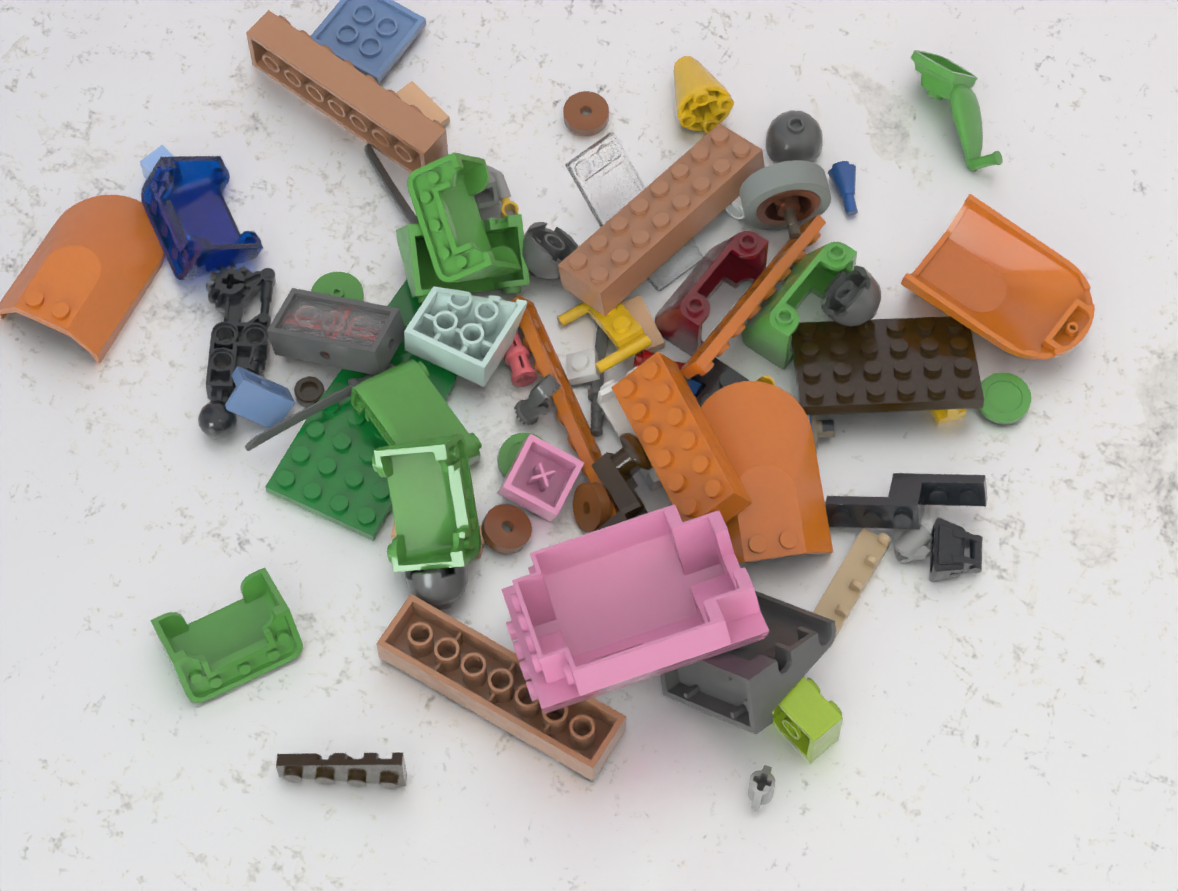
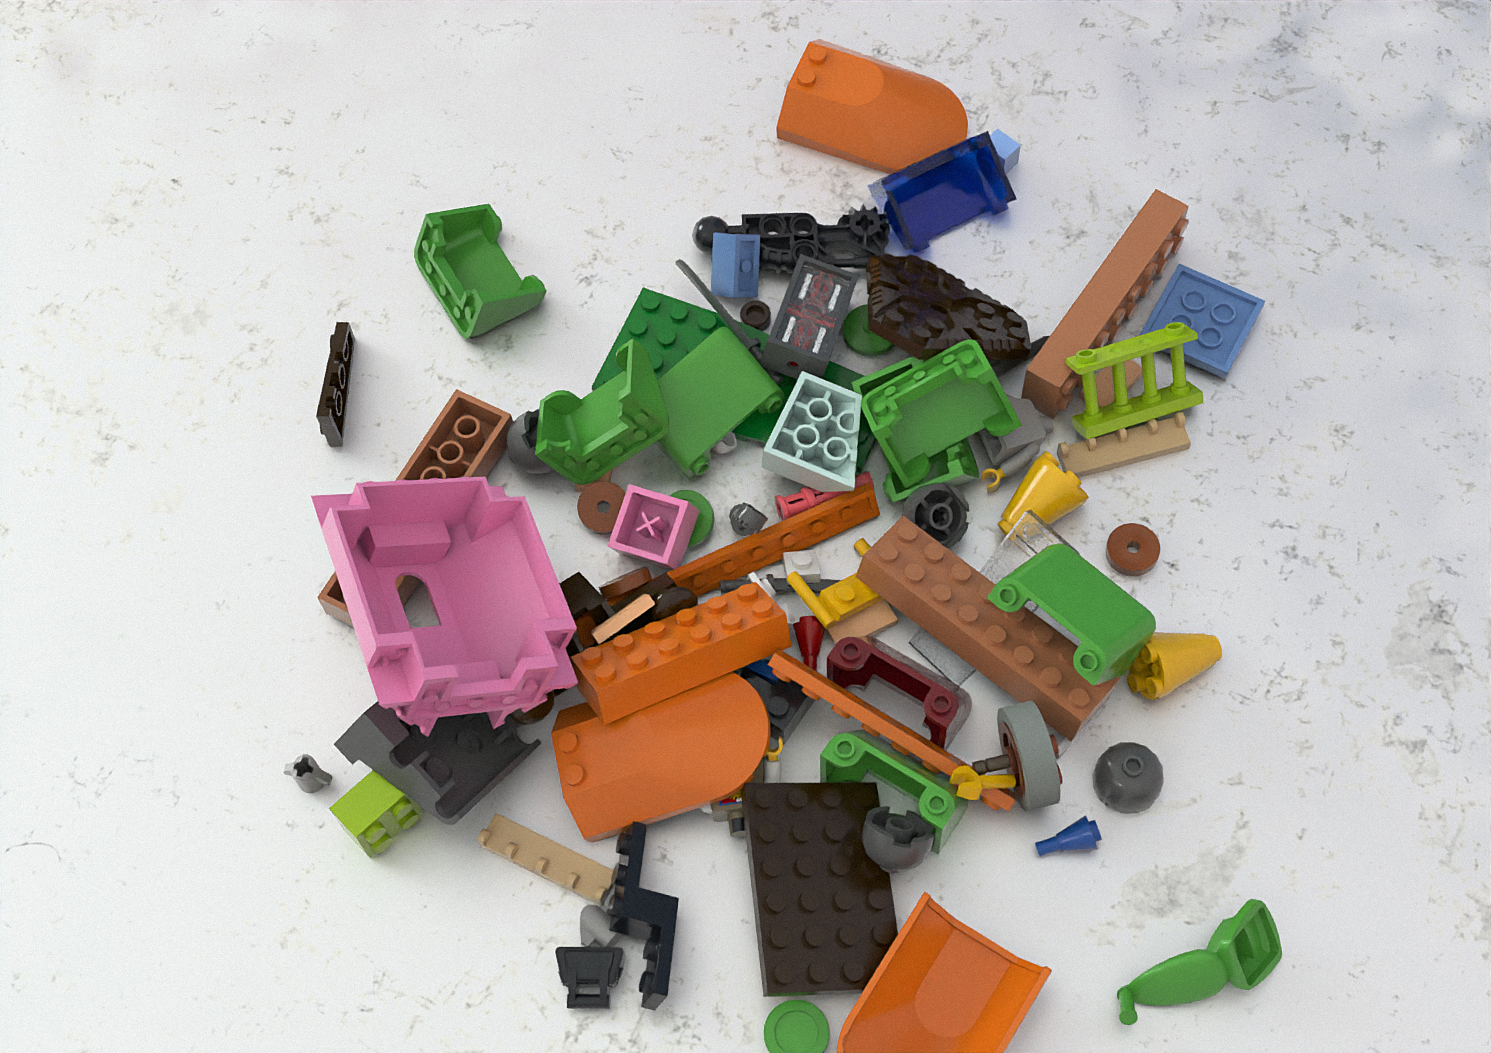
camera: 90 degrees right, 0 degrees up
(347, 225) = (932, 310): none -> dark brown plate
(436, 83) = (1152, 402): none -> lime fence
(486, 108) = (1125, 446): none -> tan hinge
(538, 169) = (1045, 492): none -> yellow cone
(644, 486) = (622, 618): none -> light nougat tile
(646, 140) = (1086, 604): none -> bright green windscreen
(808, 232) = (972, 783): none -> yellow bar

